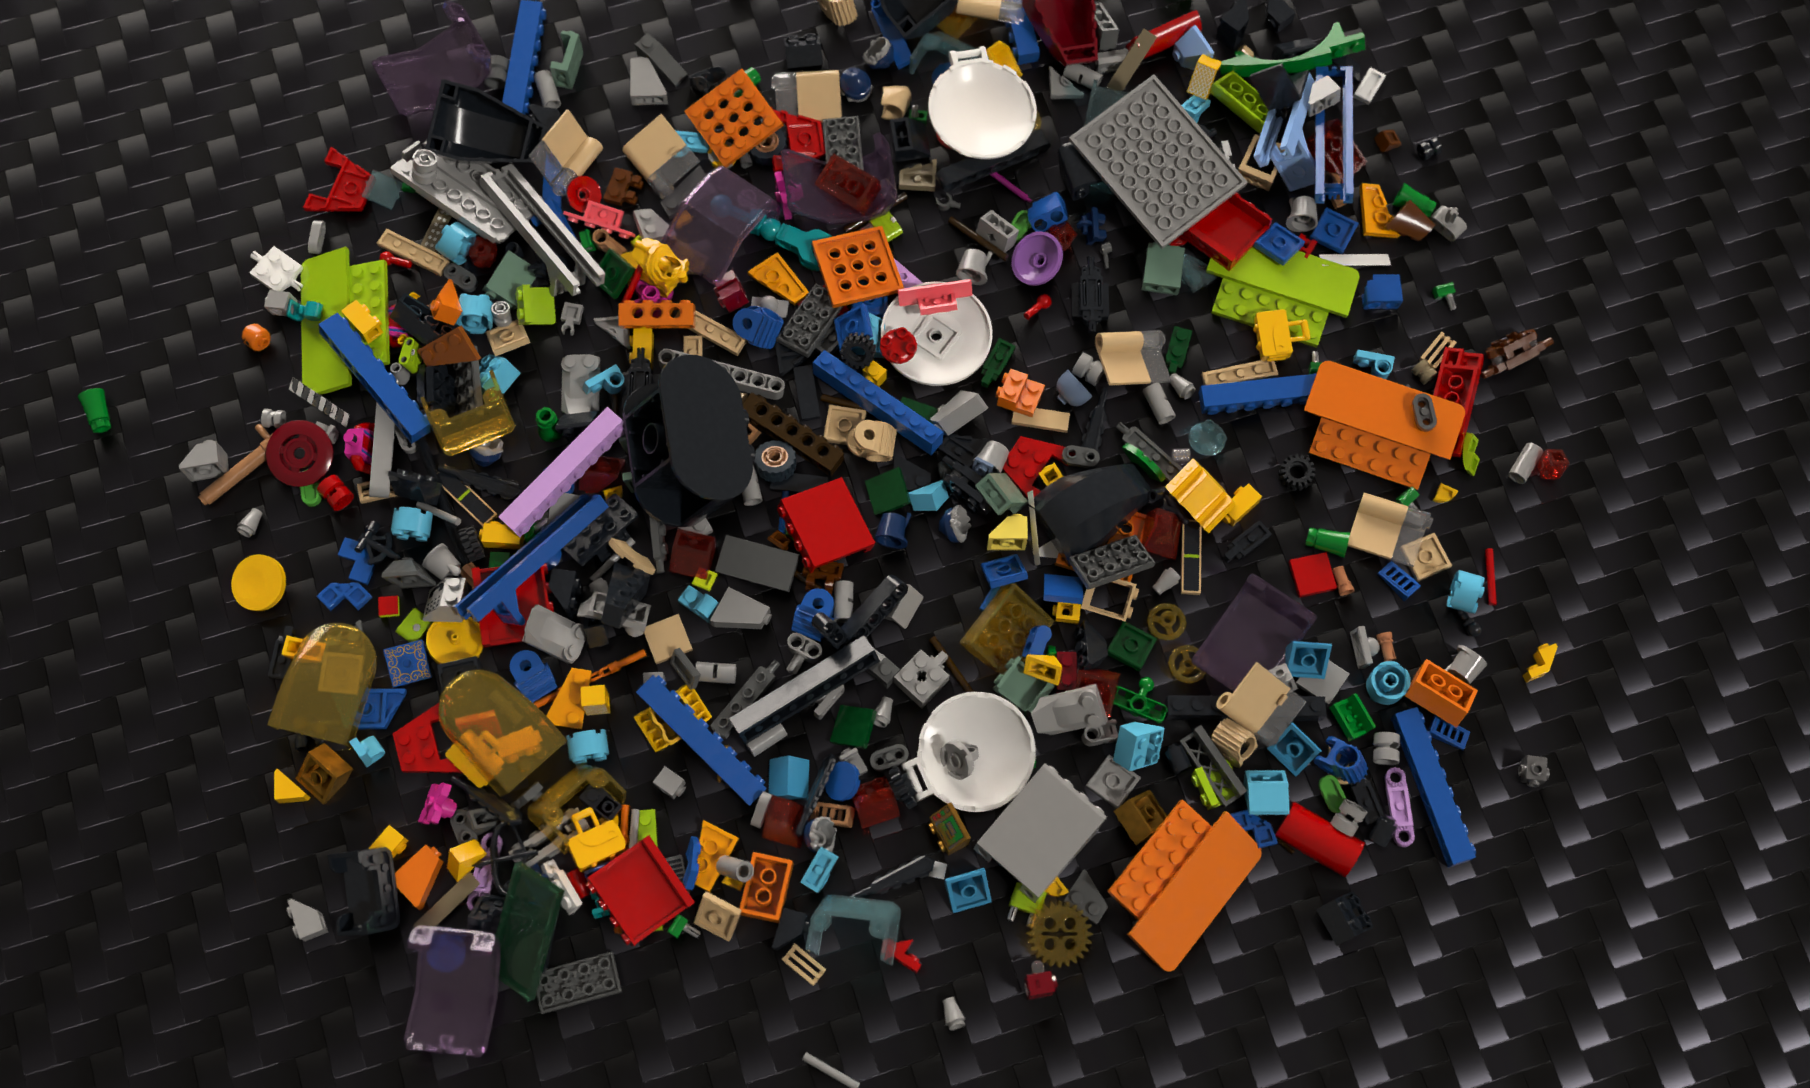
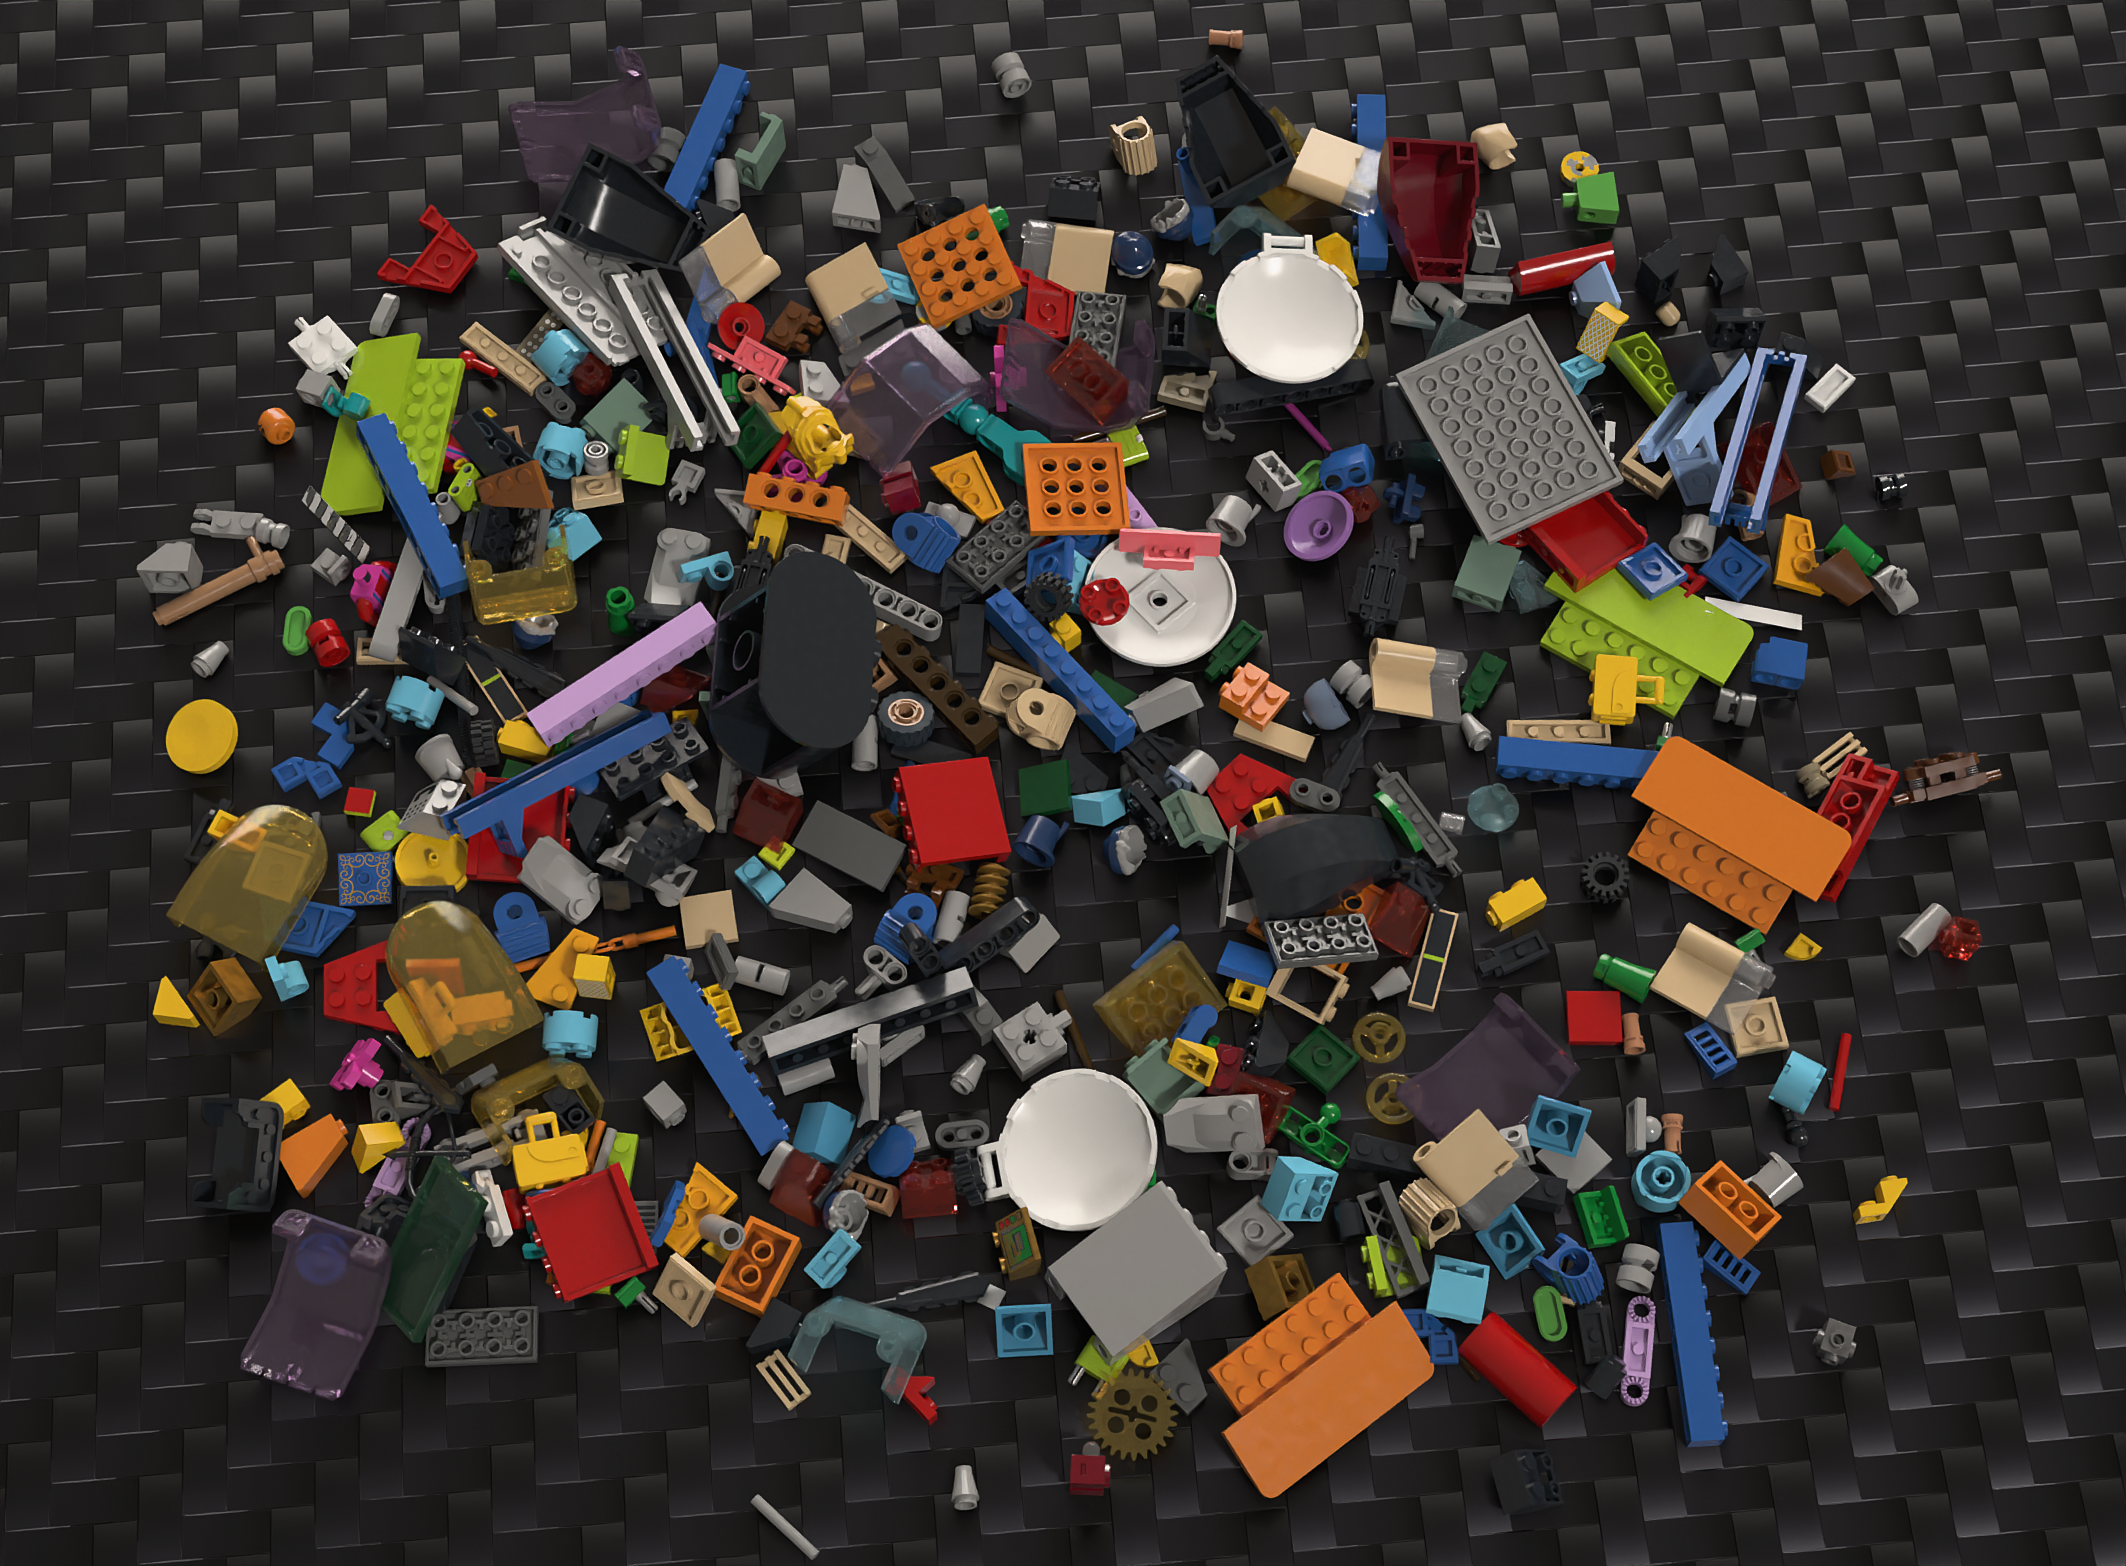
camera: 15 degrees right, 5 degrees down
(95, 408) = (52, 476): green plant -> none
(237, 418) = (226, 523): none -> light grey hinge
(308, 921) = (157, 1179): light grey slope -> none
(316, 447) = (317, 578): dark red piece -> none
(362, 321) = (414, 431): yellow brick -> none
(382, 189) = (483, 271): clear light blue piece -> none
(408, 574) = (393, 765): dark grey slope -> none
(424, 167) = (541, 250): light grey wheel -> none
(446, 305) = (527, 432): orange slope -> none
(449, 901) = (347, 1192): dark tan sticker -> none
(810, 716) = (866, 1051): none -> light grey slope
(853, 726) = (924, 1084): dark green tile -> none
(864, 575) = (988, 890): none -> pearl gold piece
(959, 758) = (1052, 1153): light grey tile -> none
(979, 239) = (1246, 484): dark brown bar -> none
(1004, 571) = (1174, 924): blue tile -> none
(1009, 534) = (1191, 877): light yellow slope -> none
(1043, 302) = (1315, 584): red bar -> none
(1132, 61) = (1509, 293): dark tan sticker -> none
(1158, 403) = (1438, 748): light grey pin -> none
(1201, 495) = (1462, 878): yellow slope -> none
(1323, 95) = (1753, 385): slope -> none
(1331, 47) = (1784, 325): green slope -> none
(1345, 823) = (1556, 1355): light grey wheel -> none
(1365, 330) = (1743, 709): none -> dark grey wheel
(1375, 361) = (1748, 752): medium azure plate -> none
(1424, 413) = (1793, 832): dark grey plate -> none
(1447, 291) = (1868, 679): green piece -> none
(1470, 459) = (1847, 908): lime slope -> none

